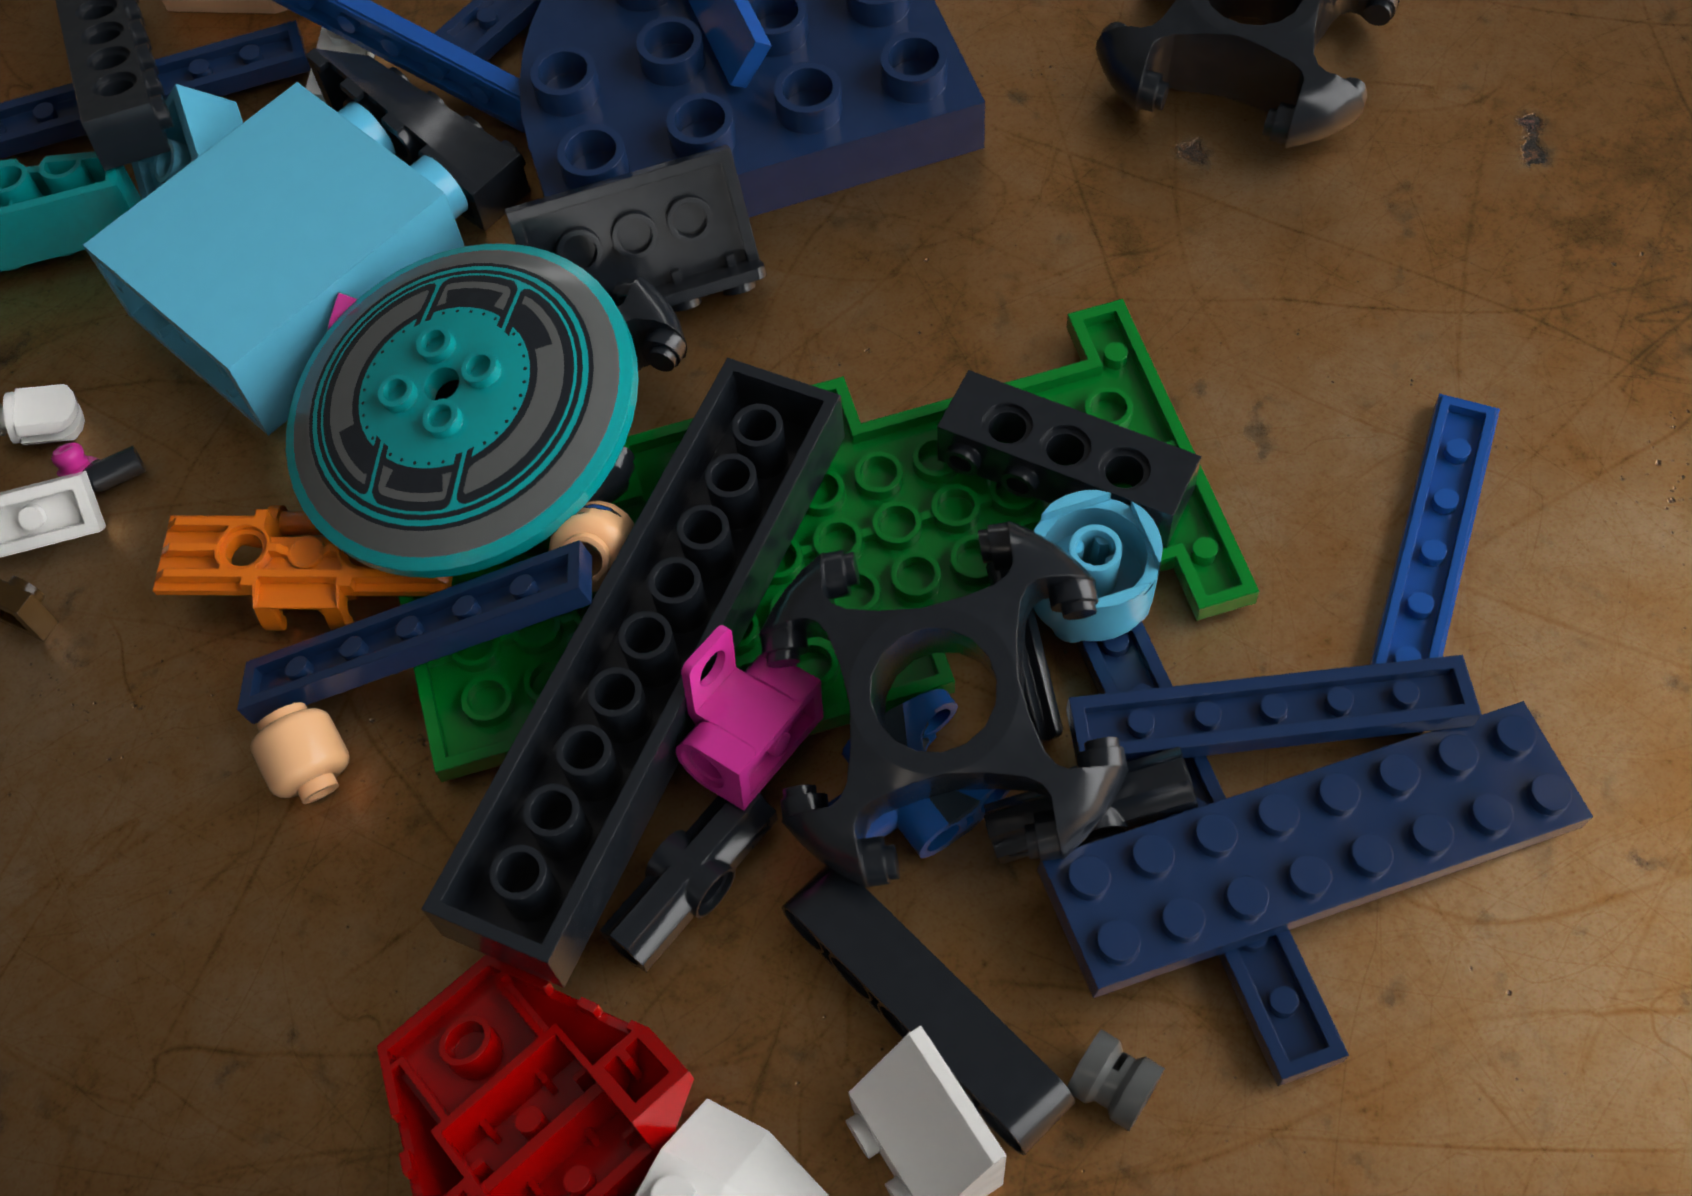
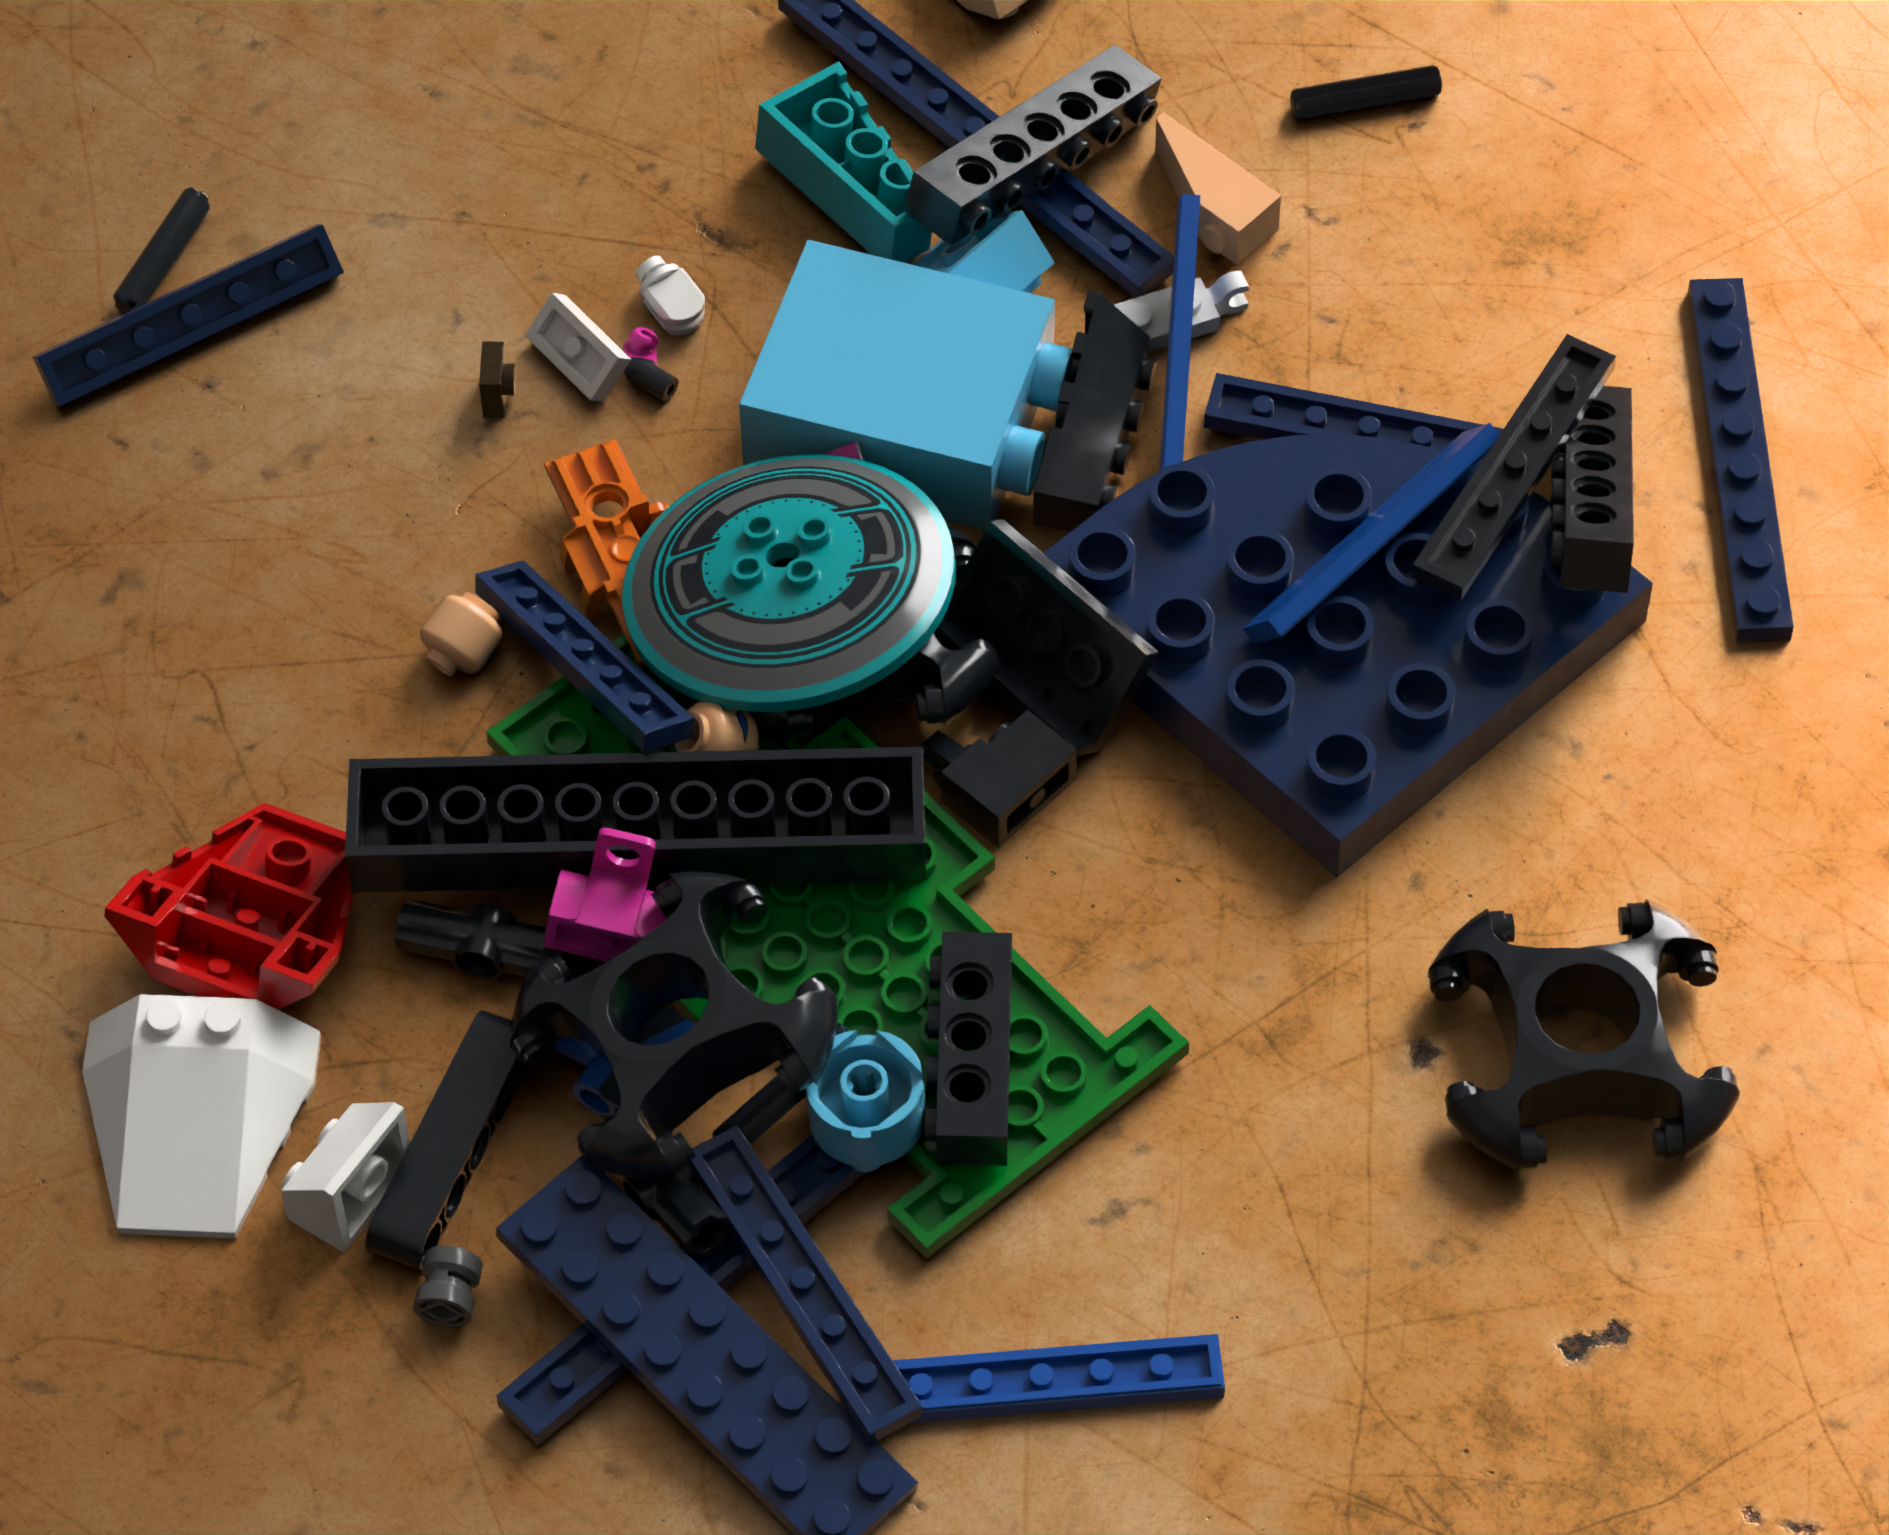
camera: 60 degrees right, 5 degrees down
(752, 325) = (1002, 781): none -> black hinge

